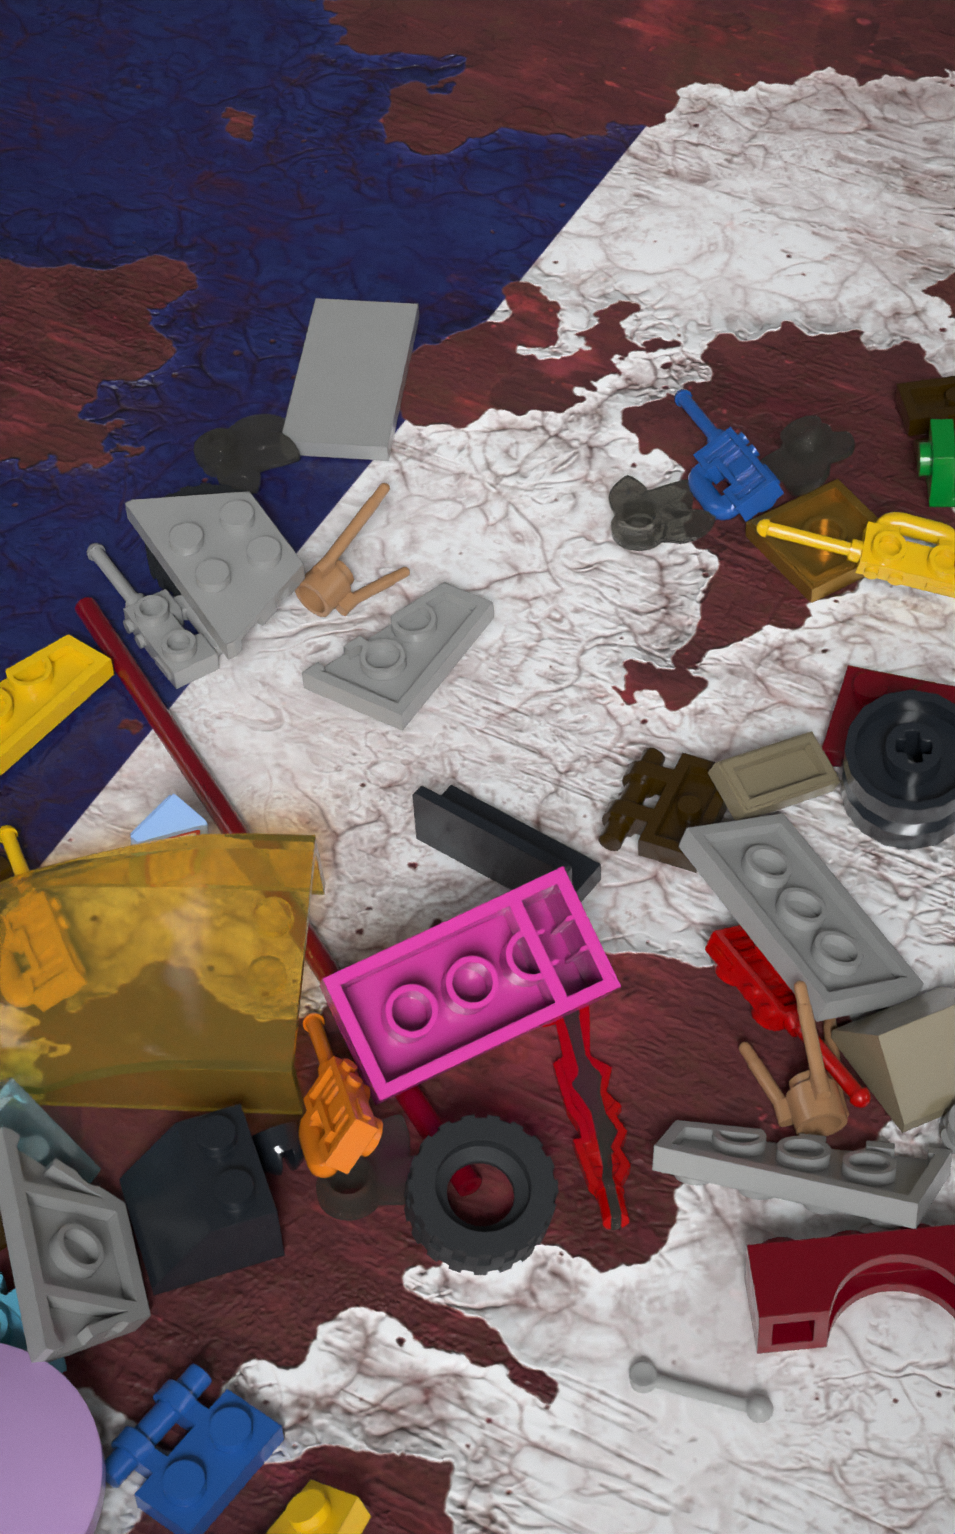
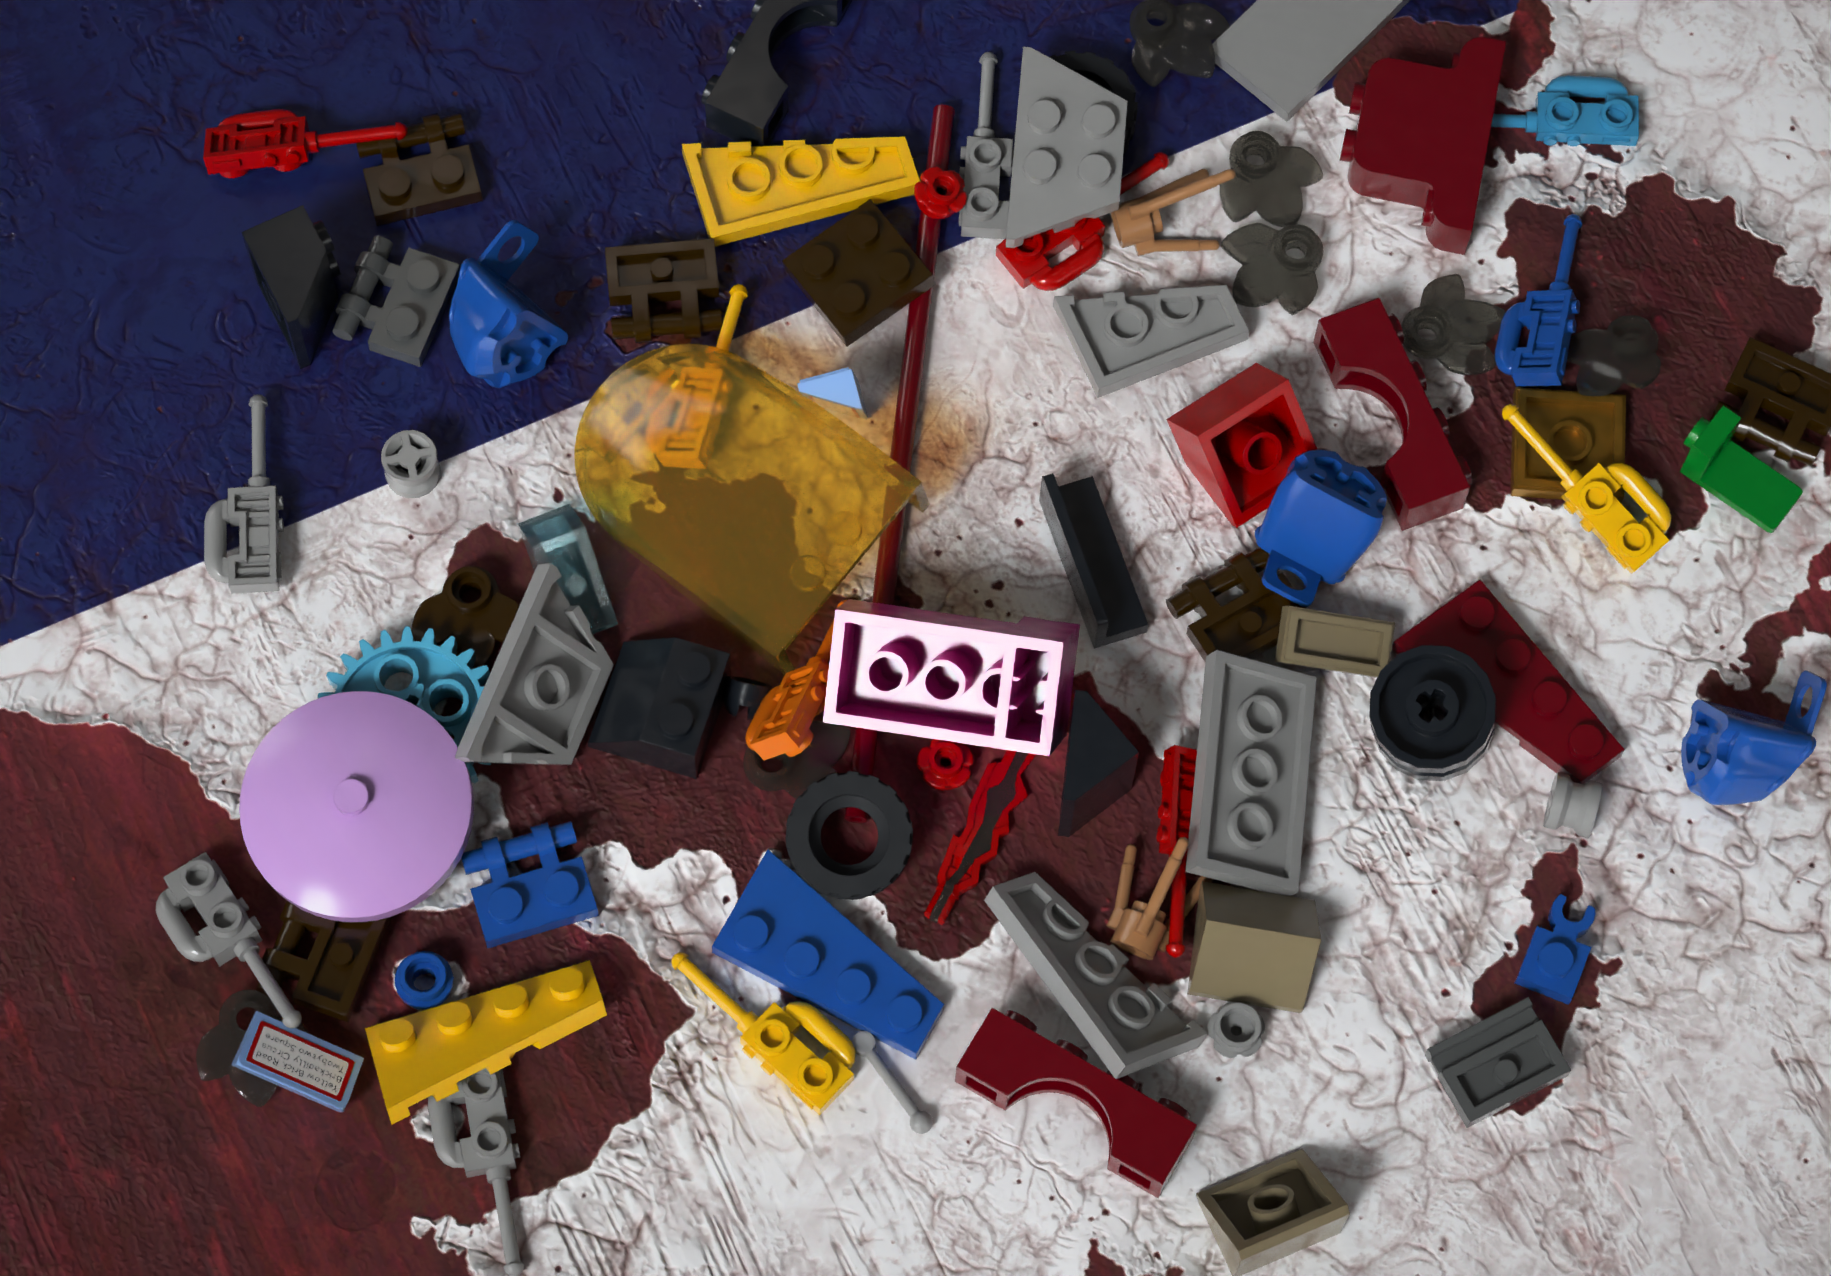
camera: 30 degrees right, 20 degrees up
(108, 757) = (858, 272): none -> dark brown plate
(135, 655) = (938, 205): none -> red plate
(256, 665) = (1030, 261): none -> red piece
(413, 501) = (1269, 187): none -> clear smoke plate
(470, 551) = (1267, 269): none -> clear smoke plate
(517, 1100) = (945, 777): none -> red plate
(519, 401) = (1426, 137): none -> dark red brick
(535, 1327) = (816, 954): none -> blue wing
(564, 680) = (1243, 440): none -> red slope
(564, 1435) = (773, 1042): none -> yellow piece
(608, 565) = (1367, 355): none -> dark red arch
(609, 333) = (1575, 123): none -> dark azure piece
(658, 984) = (1097, 765): none -> black slope
(682, 692) = (1319, 522): none -> blue piece

